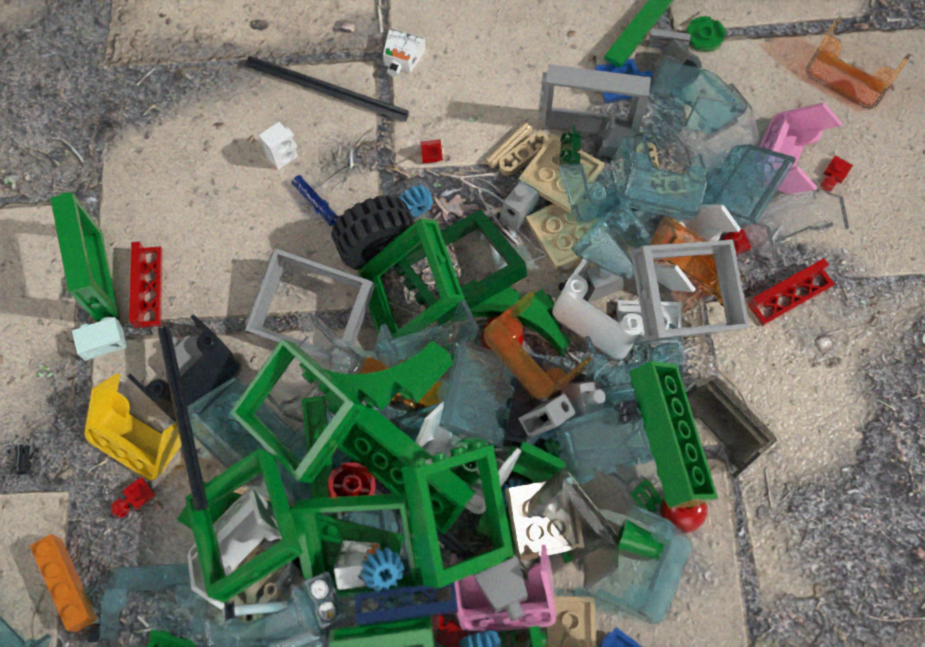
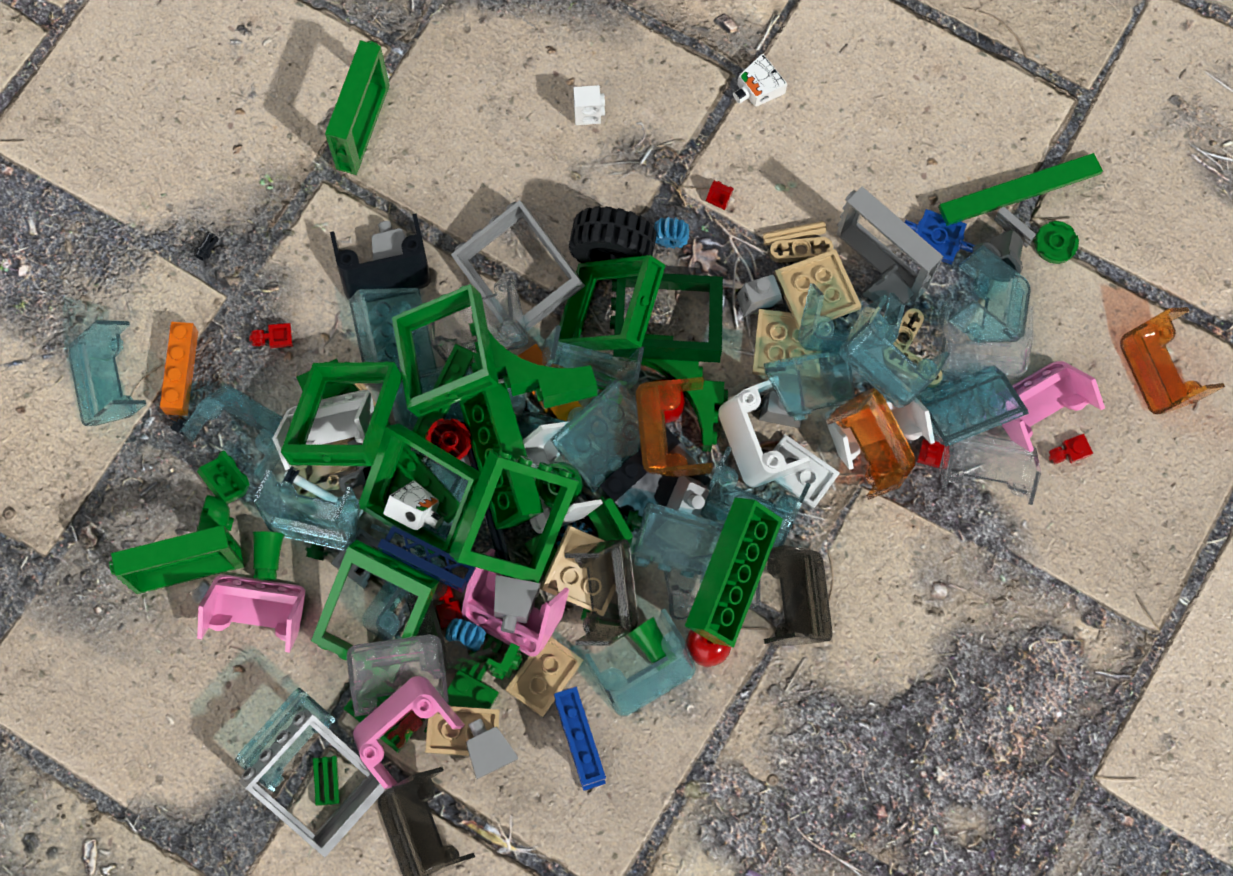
camera: 30 degrees right, 5 degrees up
(99, 338) = (328, 183): light aqua piece -> none
(124, 436) = (299, 282): yellow windscreen -> none
(137, 285) = (387, 158): red fence -> none
(183, 420) = (351, 296): black axle -> none
(320, 206) = (587, 182): clear blue pin -> none
(323, 600) = (366, 514): slope -> none
(327, 88) = (669, 75): black axle -> none
(381, 569) = (425, 520): dark azure gear -> none
(557, 410) = (652, 490): light grey torso -> none
(570, 141) = (844, 266): dark green hinge -> none
(628, 412) = (709, 529): black wheel -> none
(656, 499) = (678, 599): green tile -> none
(728, 279) = (884, 477): light grey window -> none
(790, 284) = (948, 520): red fence -> none

